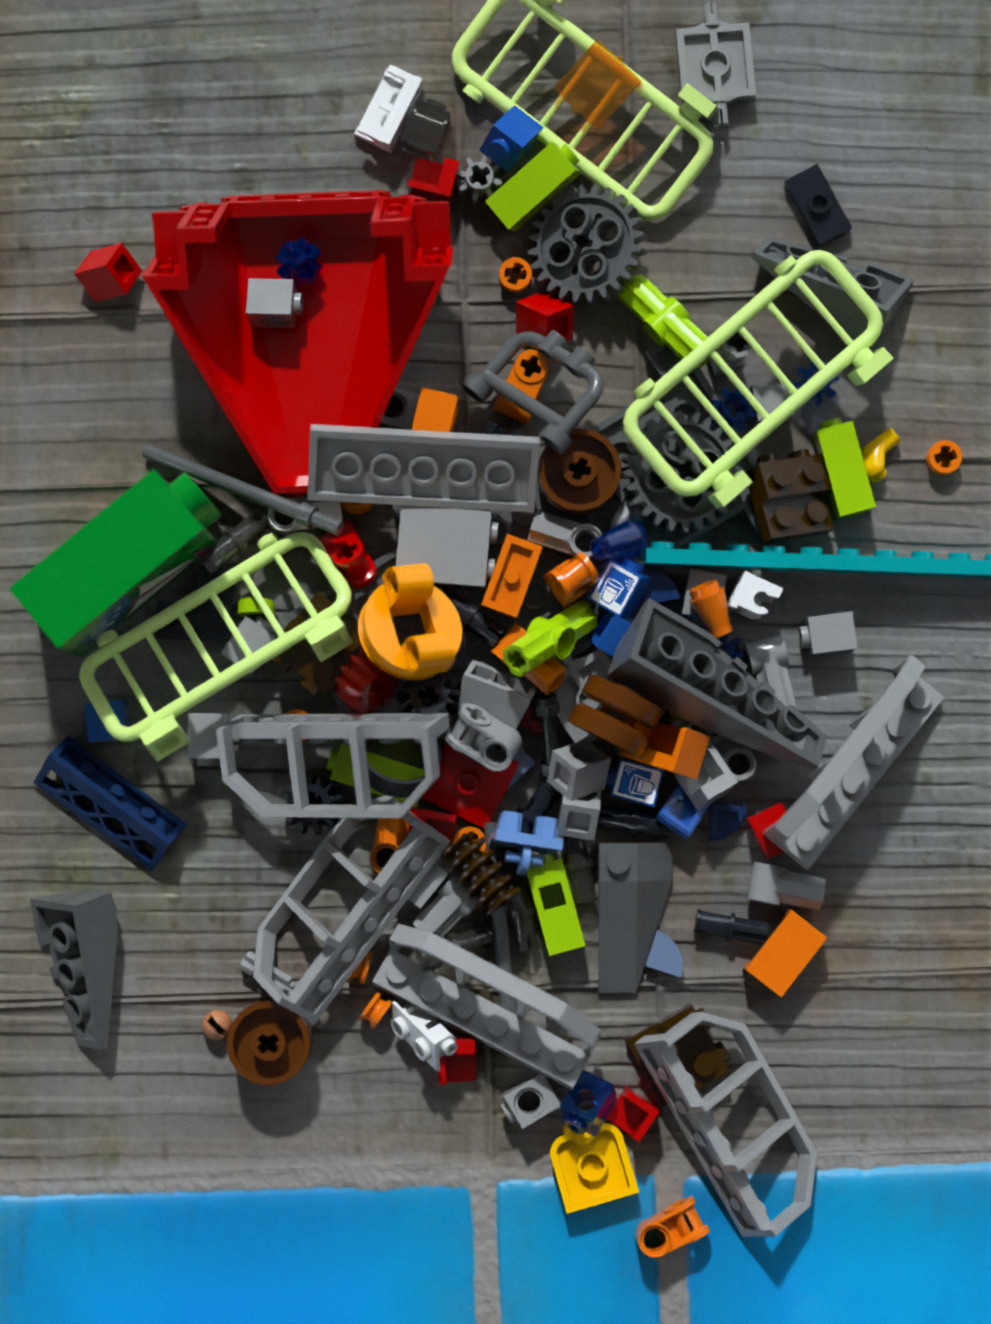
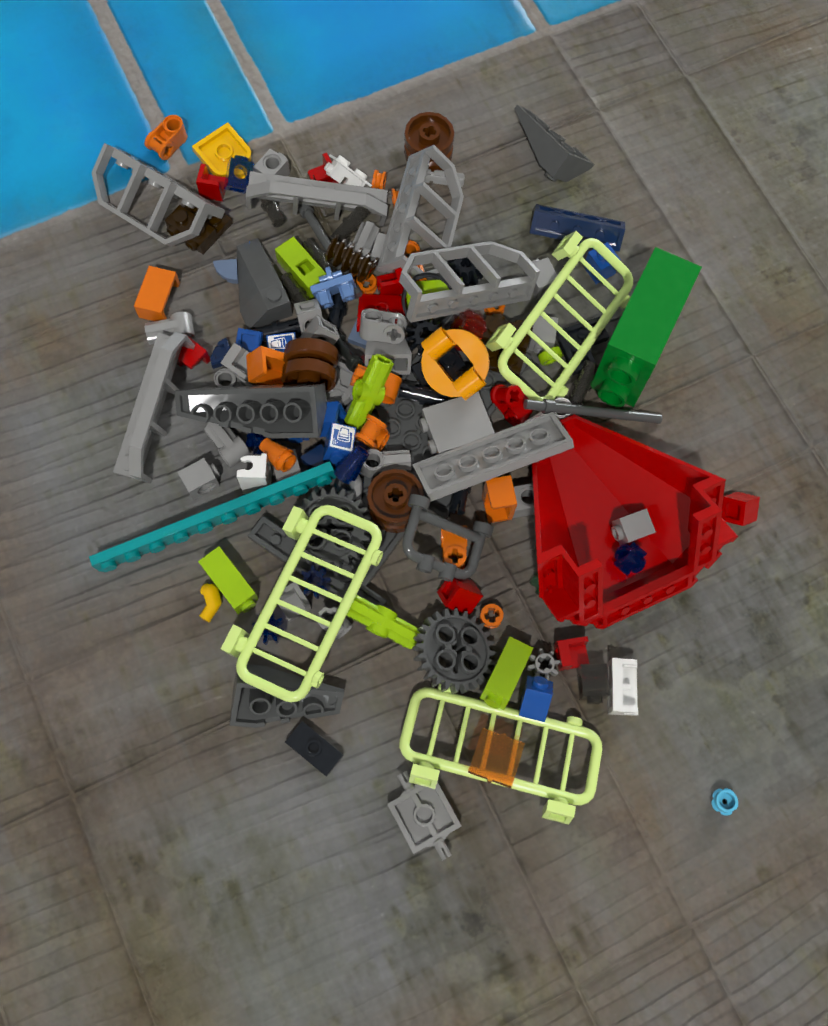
camera: 155 degrees right, 15 degrees down
(222, 1019) = (461, 145): nougat hinge -> none
(511, 577) = (408, 423): orange panel -> none
(731, 927) = (194, 297): black axle -> none
(790, 496) = (256, 546): dark brown plate -> none
(936, 449) = (158, 616): orange bush -> none

